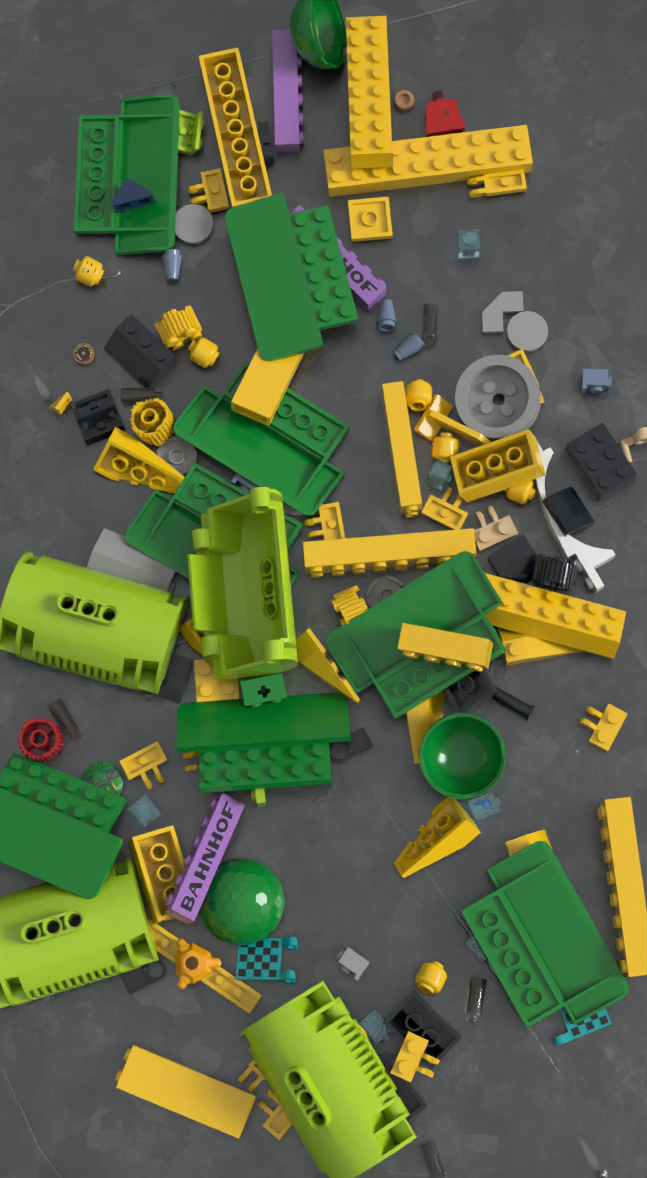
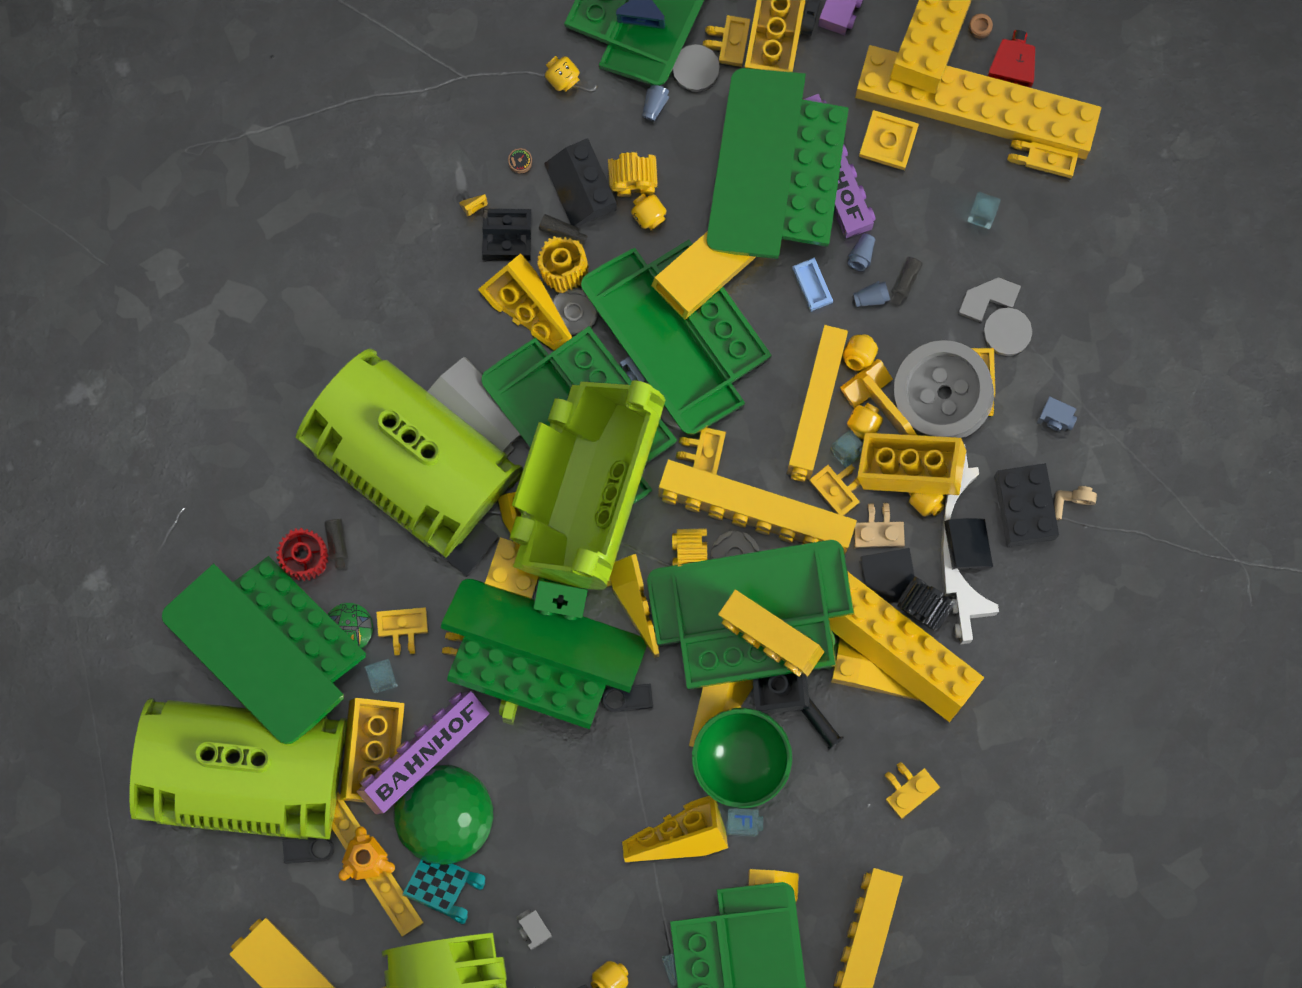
camera: 15 degrees right, 0 degrees up
(357, 357) = (812, 284): none -> light blue tile

